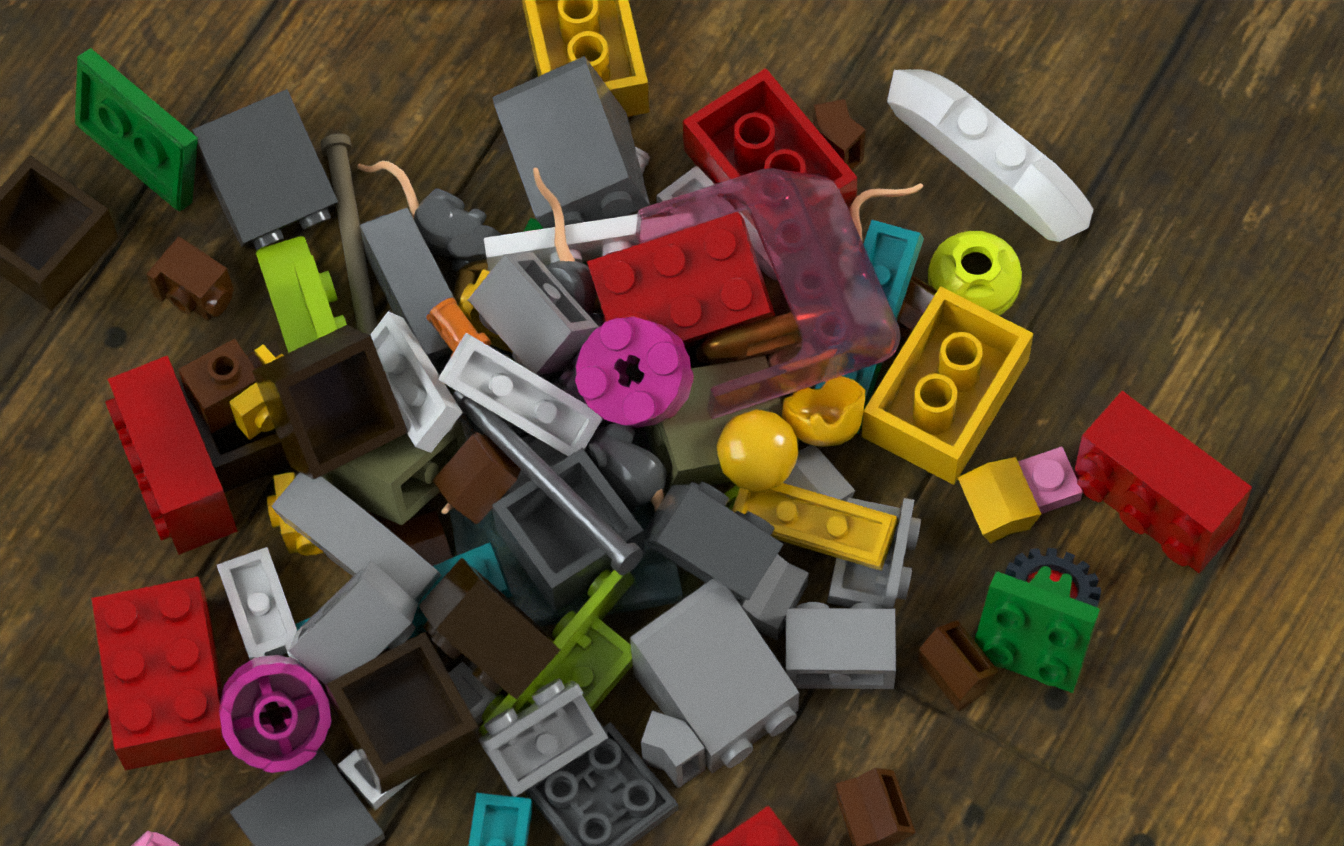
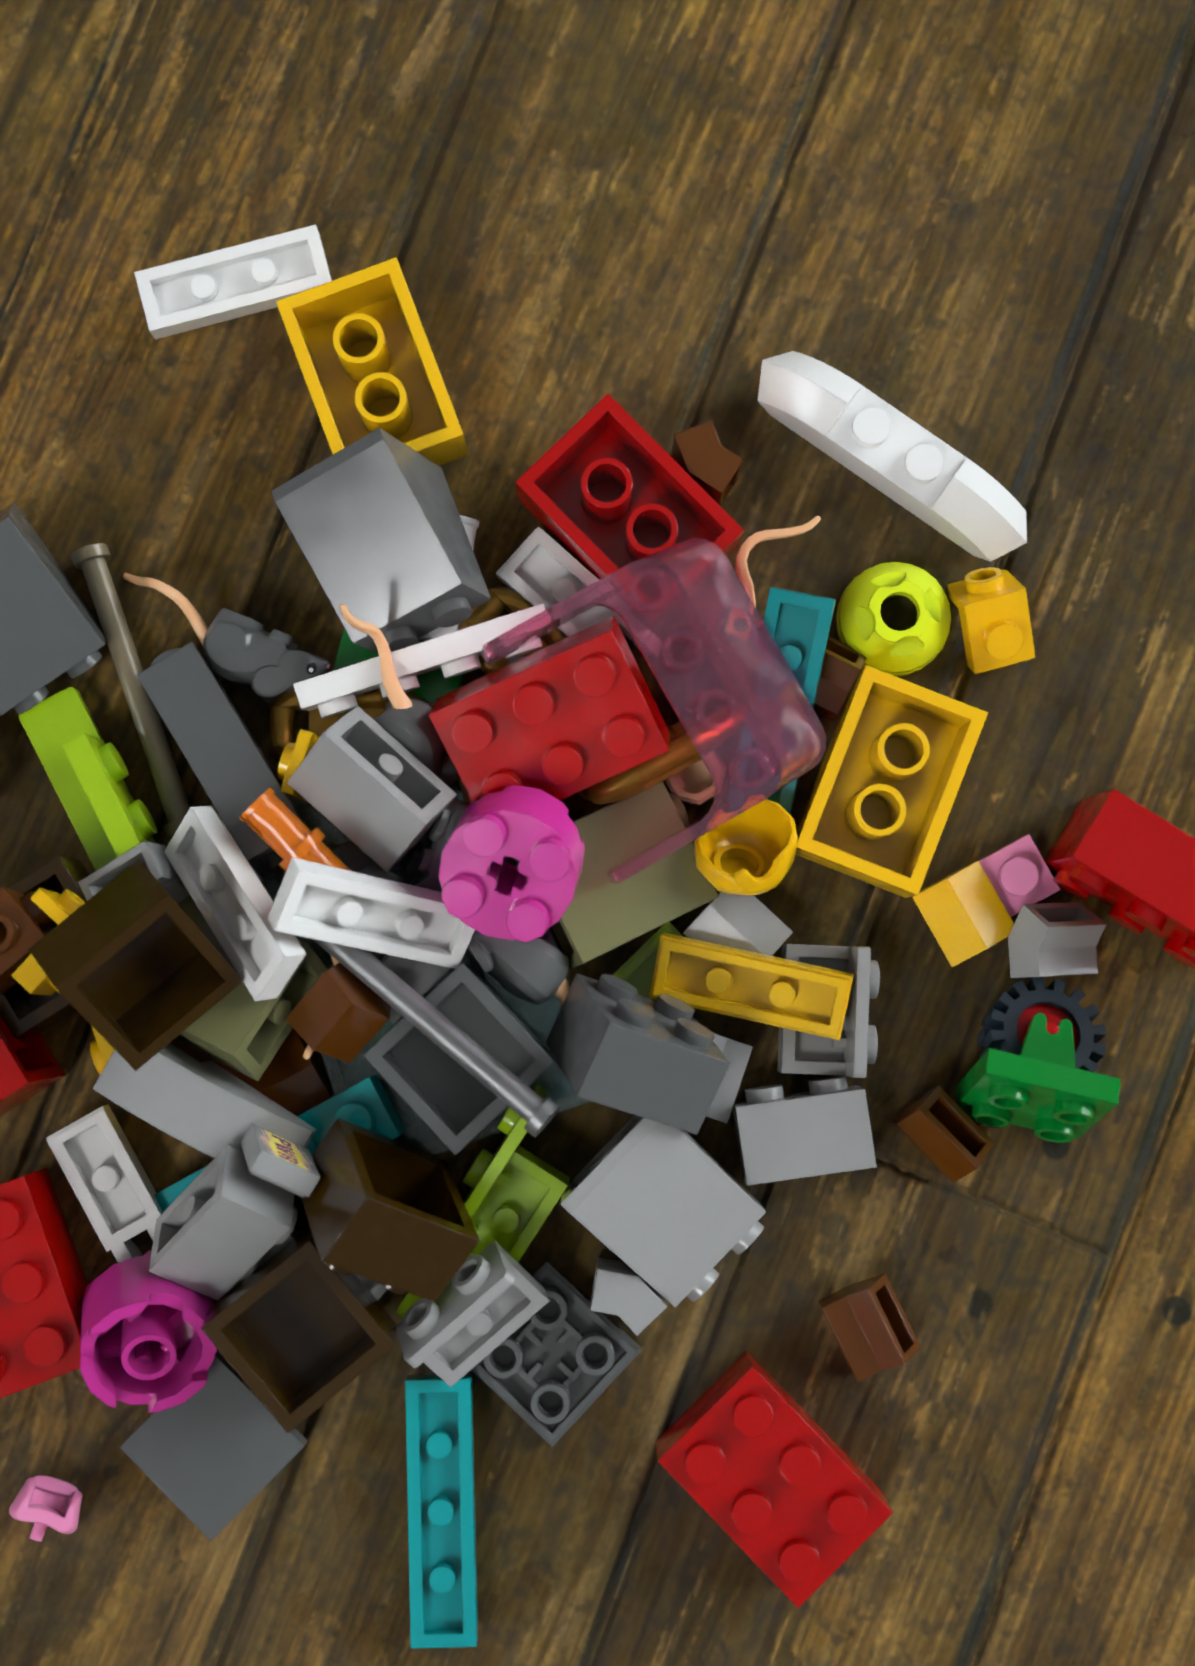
camera: 10 degrees left, 20 degrees up
(410, 576) = (279, 1161): none -> light grey tile
(757, 450) = (674, 918): yellow hair -> none
(1054, 283) = (993, 619): none -> yellow bracket
(1070, 526) = (1054, 940): none -> light grey piece

